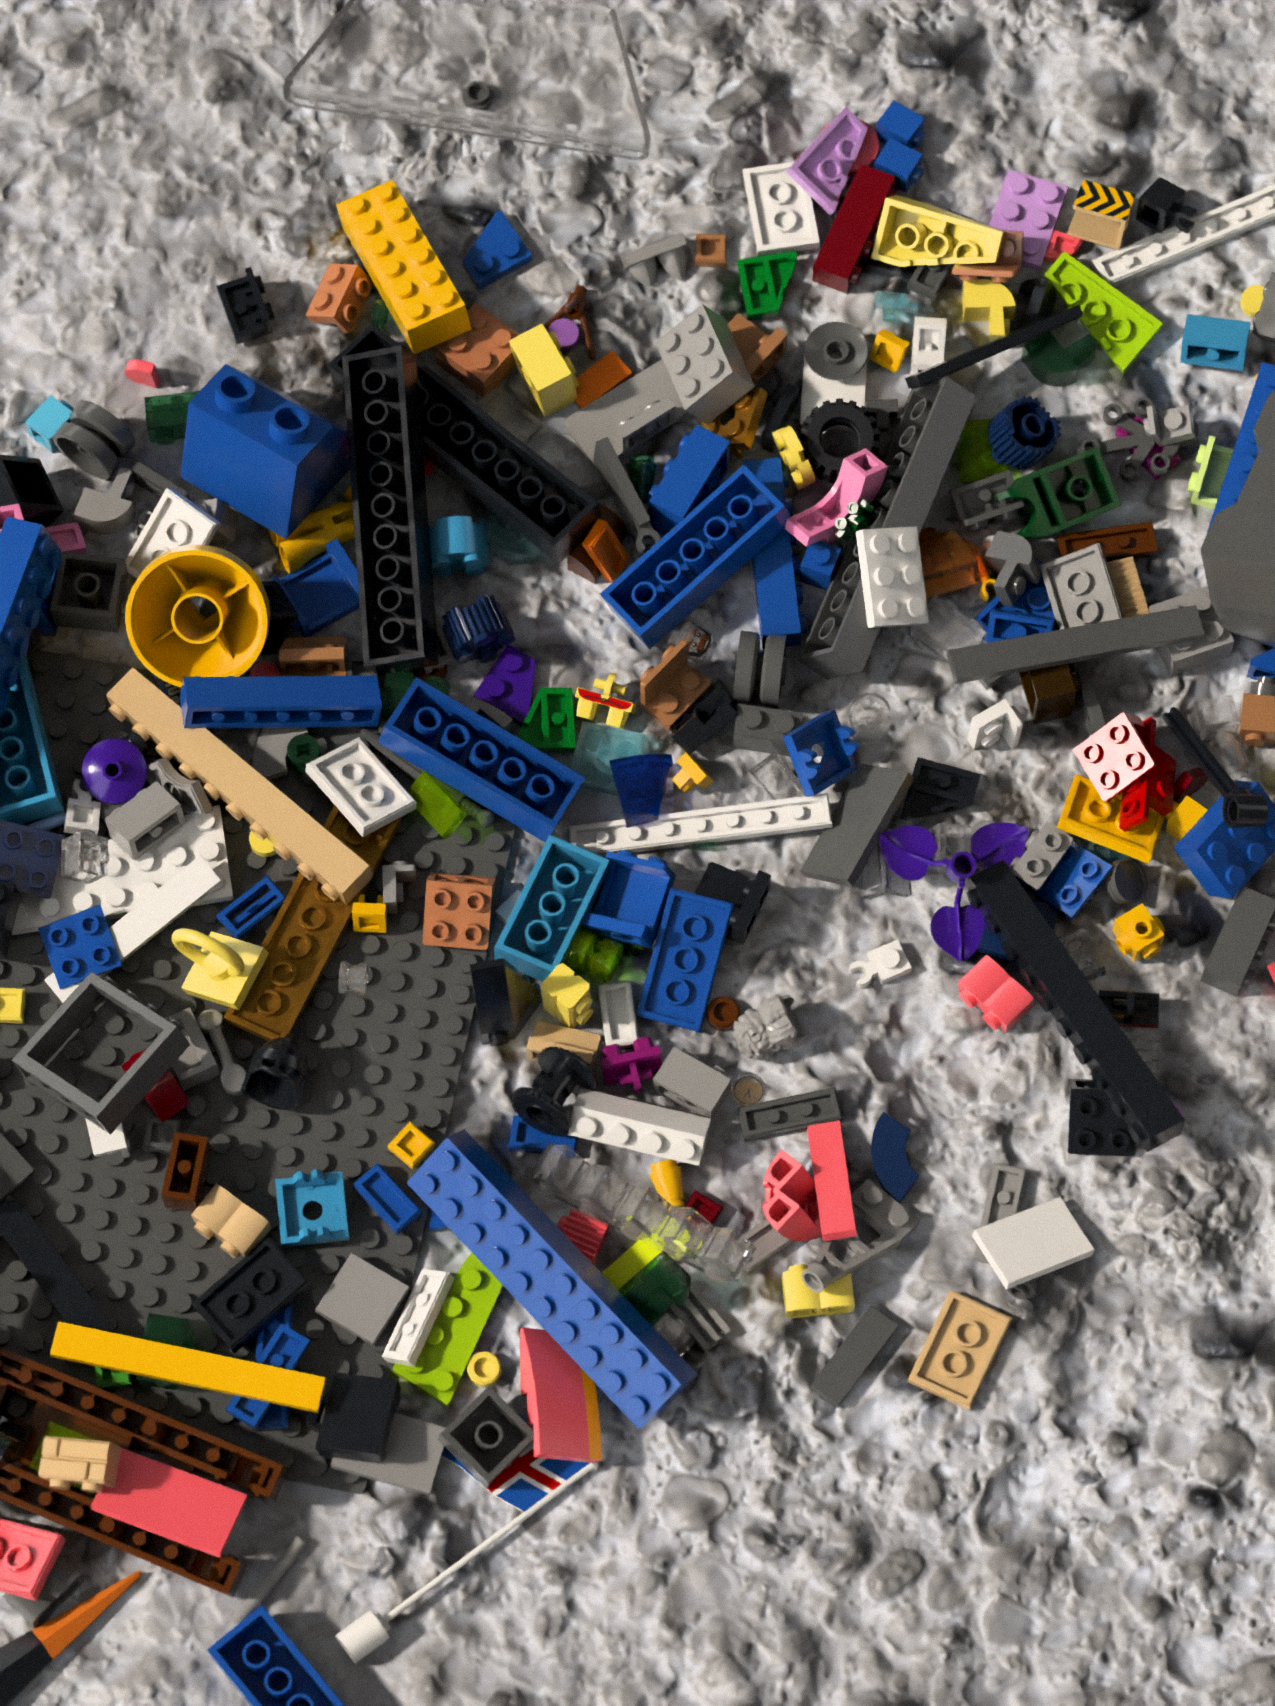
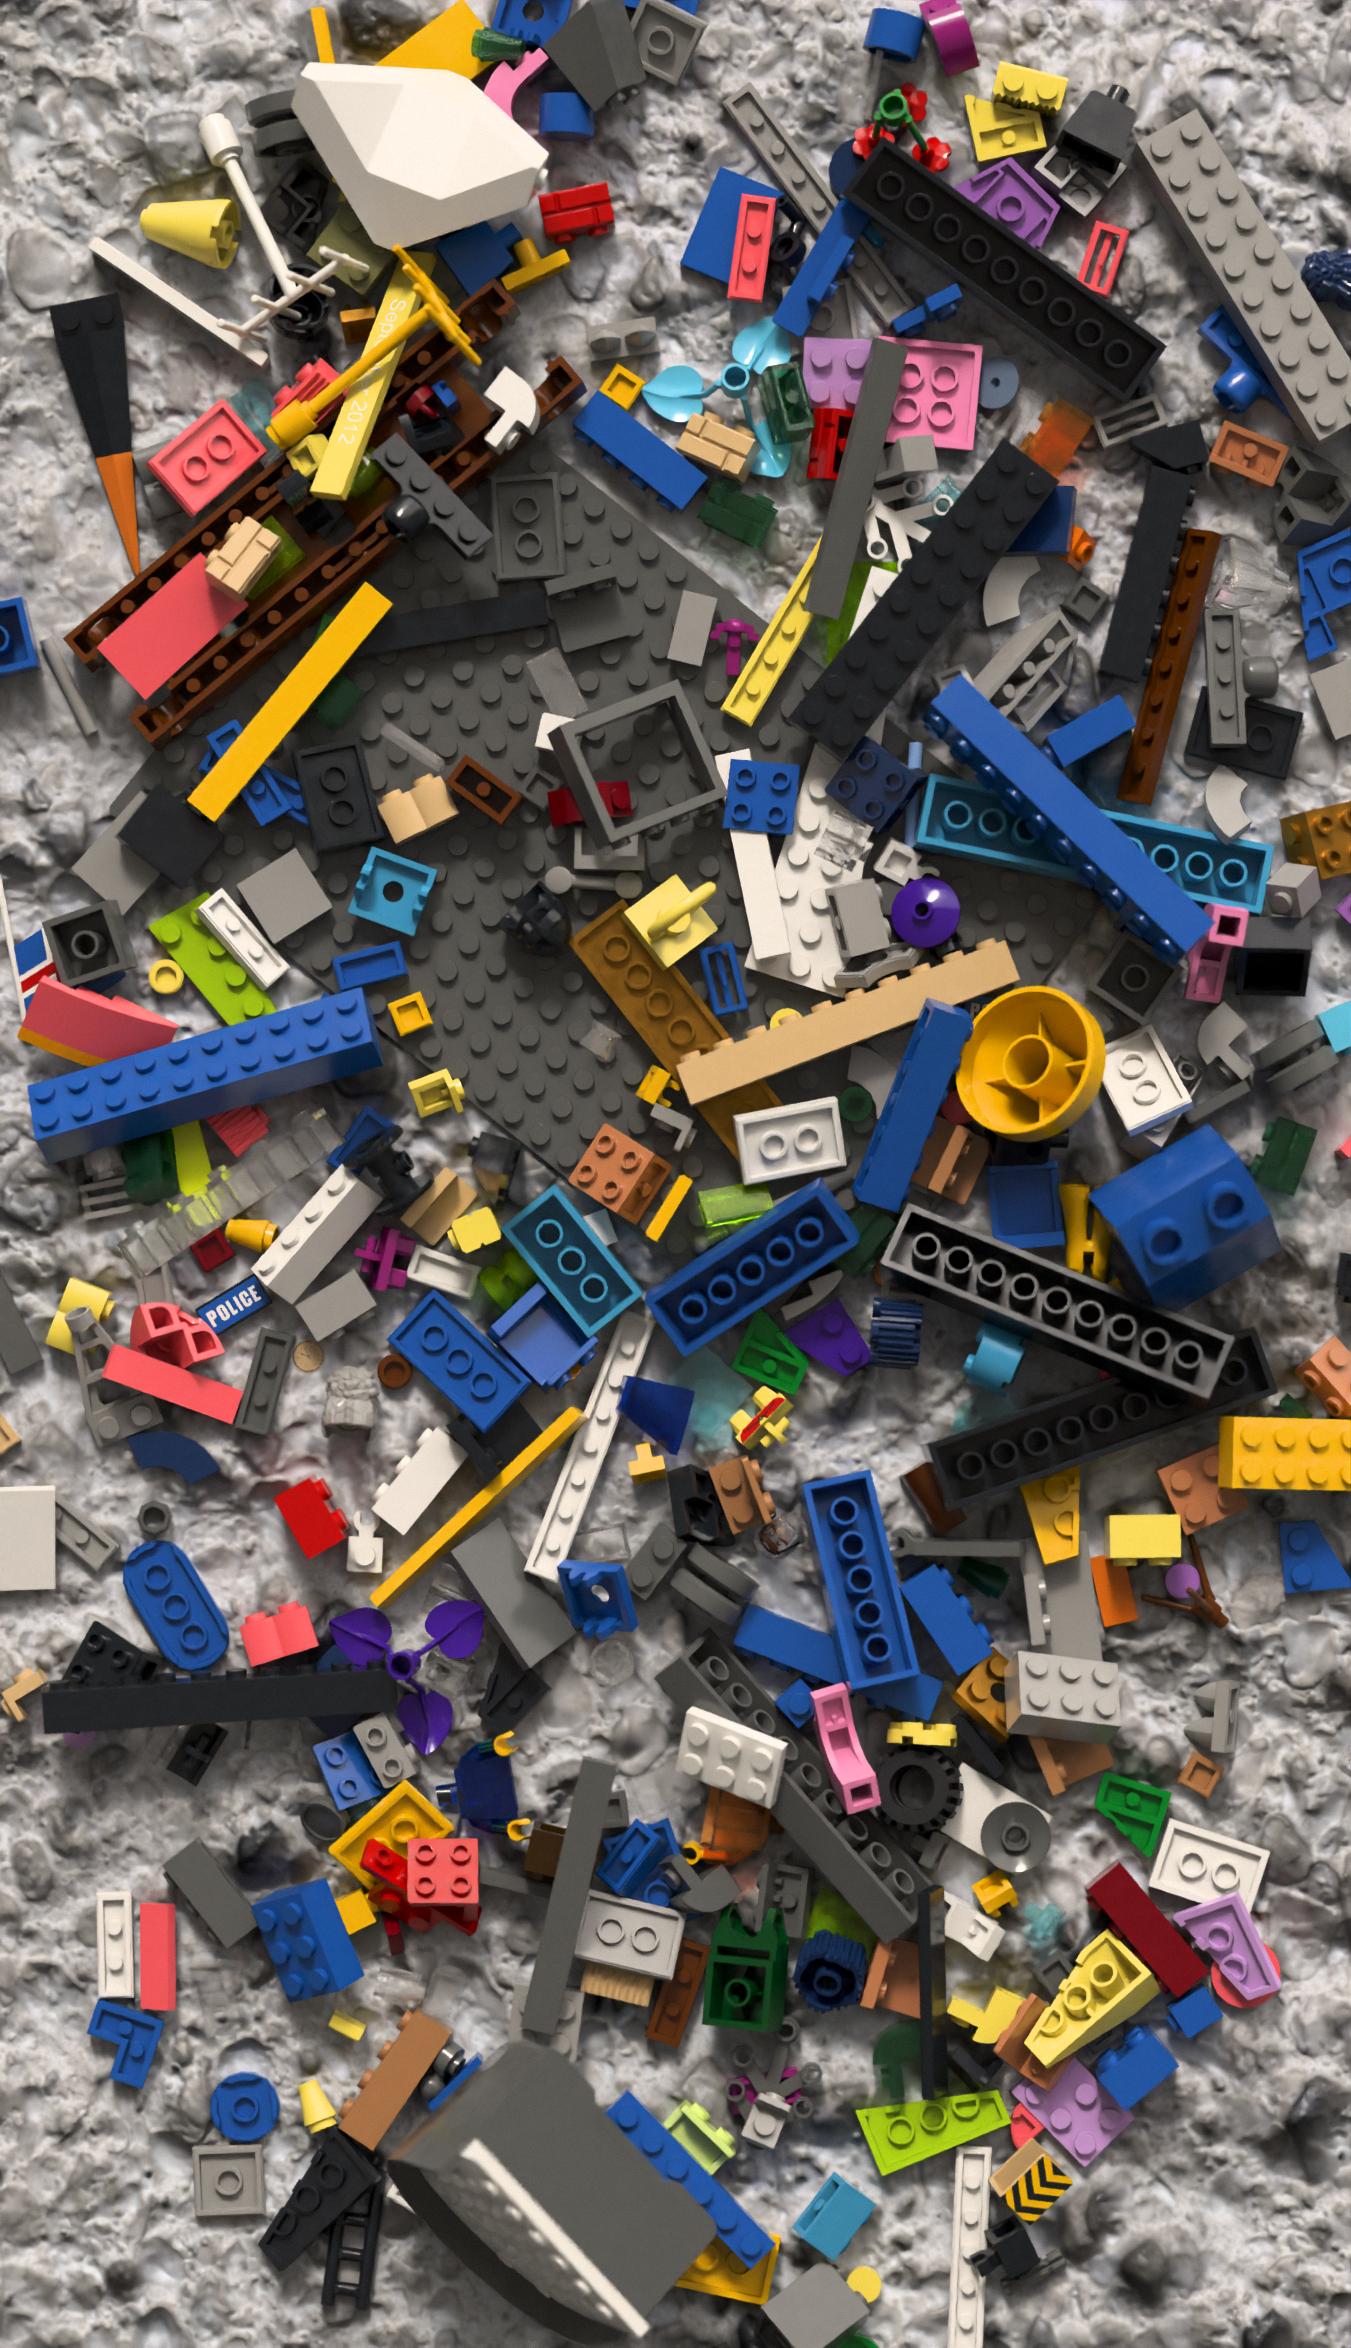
camera: 115 degrees right, 20 degrees up
(65, 1164) = (557, 684): none -> clear tile
(178, 1252) = (413, 748): none -> clear tile
(466, 849) = (668, 1207): none -> yellow tile
(466, 1090) = (437, 1093): none -> light yellow bracket
(568, 441) = (1054, 1514): none -> yellow wing
(606, 550) = (916, 1500): orange tile -> none
(736, 1170) = (234, 1305): none -> tile
(800, 884) = (478, 1507): none -> yellow tile
(802, 945) = (419, 1479): none -> white brick
(857, 520) = (815, 1757): dark green piece -> none
(880, 1010) = (312, 1515): none -> red brick
(901, 125) = (1234, 2035): blue brick -> none
(953, 1145) = (154, 1517): none -> dark grey tile
(966, 180) = (1135, 2066): none -> blue brick
(992, 722) = (543, 1775): white bracket -> none
(996, 384) = (893, 1978): none -> nougat bracket
(1018, 1093) = (176, 1605): none -> blue tile
(1028, 766) = (486, 1789): none -> clear blue torso
(1139, 933) = (277, 1794): yellow brick -> none
(1153, 172) = (1053, 2261): none -> dark grey axle
(1156, 1179) = (24, 1683): none -> tan bracket
(1239, 805) = (315, 1956): black piece -> none

